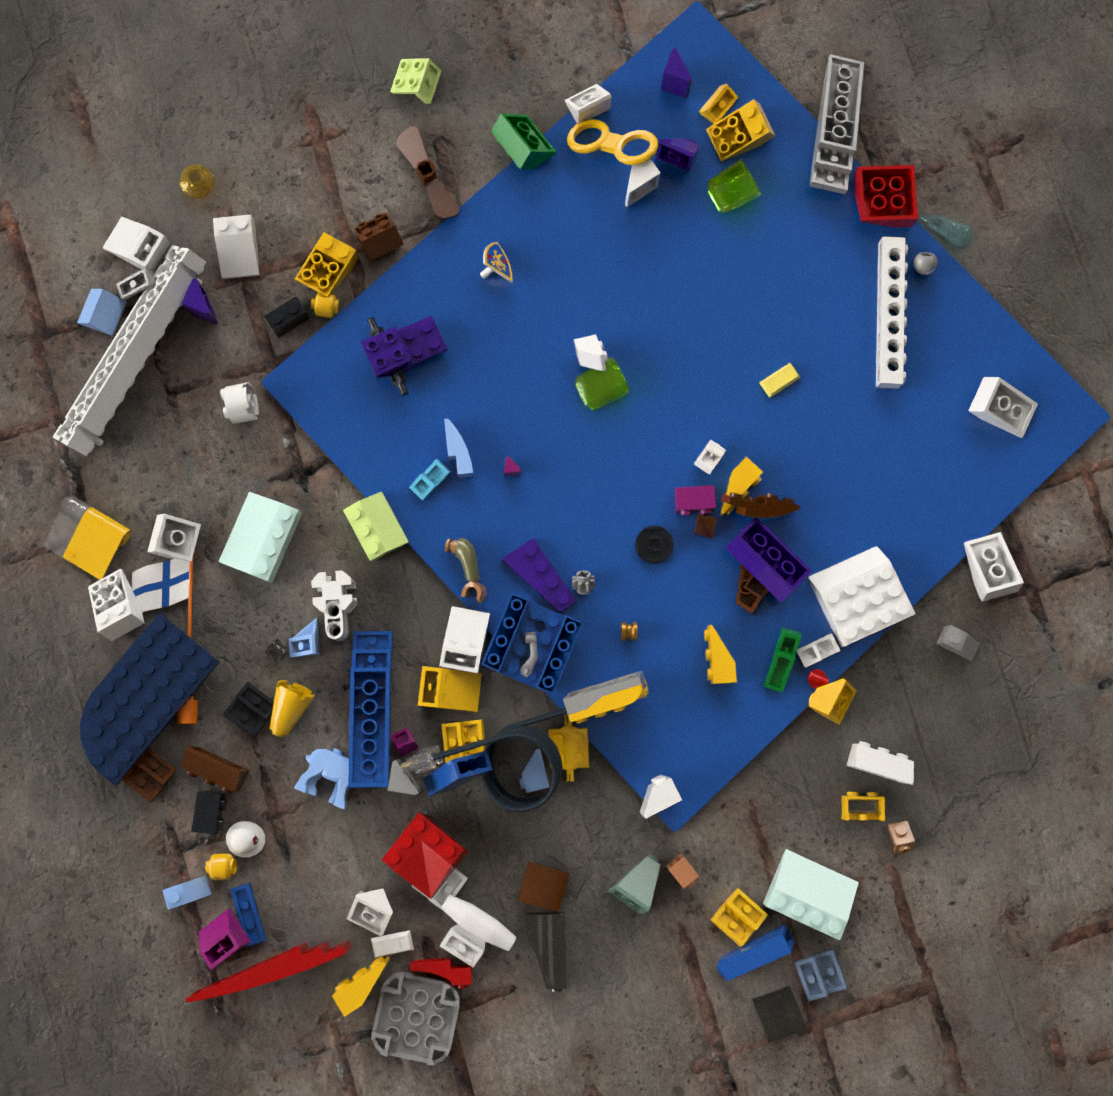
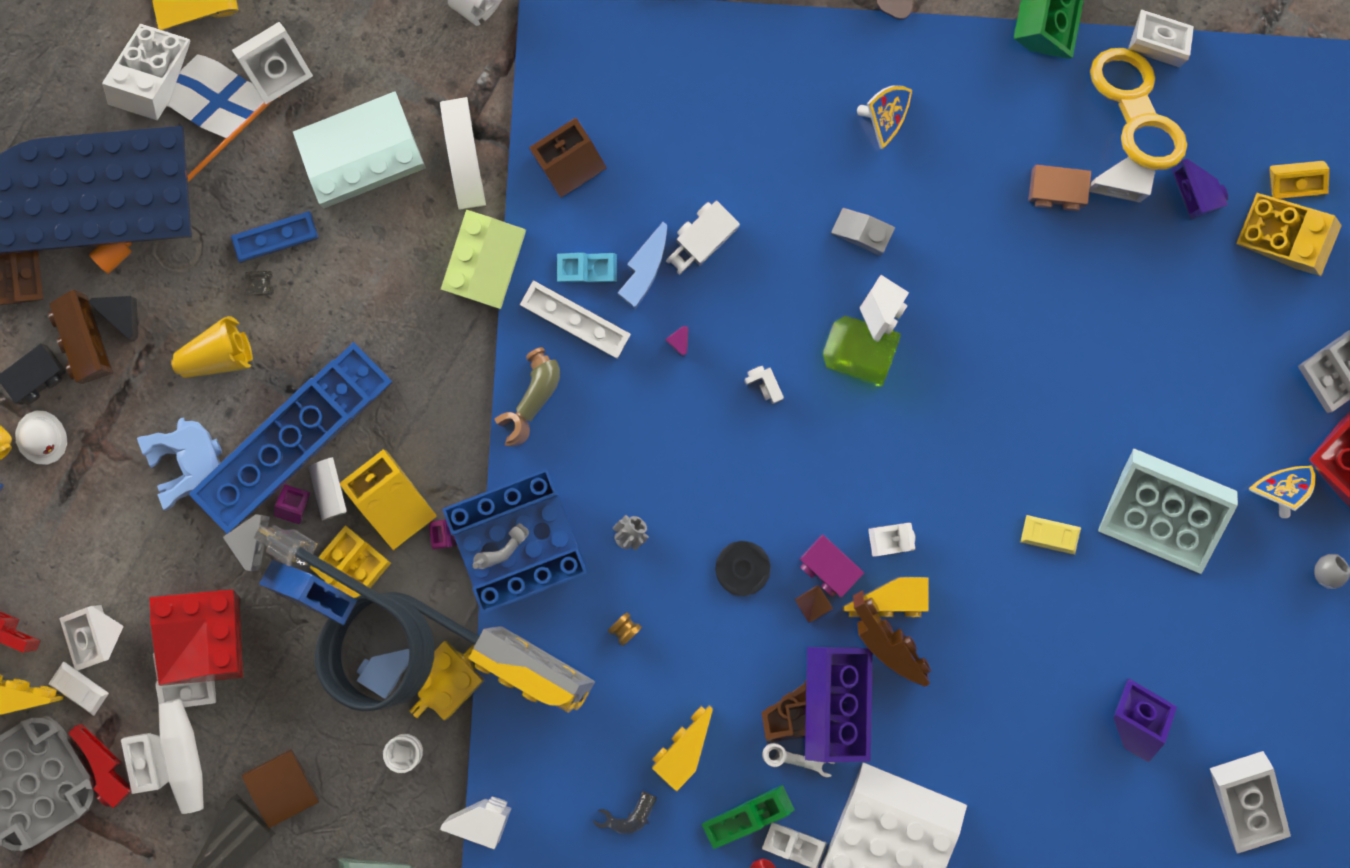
camera: 50 degrees right, 5 degrees up
(221, 735) = (120, 312): none -> black slope
(250, 710) = (173, 314): black slope -> none
(261, 621) = (274, 237): none -> blue tile
(306, 641) = (297, 303): light blue slope -> none
(313, 487) = (462, 153): none -> white slope
(333, 597) = (369, 288): white connector -> none
(366, 436) = (568, 157): none -> reddish brown slope
(399, 350) = (694, 104): dark purple piece -> none
(414, 714) = (327, 489): none -> white slope
(450, 509) = (575, 319): none -> white plate
(464, 639) = (453, 466): white slope -> none
(470, 407) = (703, 236): none -> white brick
(493, 679) = (441, 535): none -> magenta slope
(539, 573) = (597, 471): dark purple wing -> none
(544, 328) = (863, 231): none -> light grey slope
(577, 445) = (769, 387): none -> white bracket
(585, 804) = (402, 753): none -> white wheel
(613, 216) = (1059, 187): none -> nougat brick
(676, 76) = (1280, 105): dark purple slope -> none
(731, 718) = (635, 820): none -> clear smoke piece
(733, 187) = (1217, 286): clear neon green slope -> none
(767, 613) = (787, 757): none -> white brick
(822, 312) = (1168, 511): none -> light aqua slope
(863, 245) = (1287, 487): none -> shield
(884, 376) = (1320, 527): white brick -> none
(915, 420) = (1143, 720): none -> dark purple slope

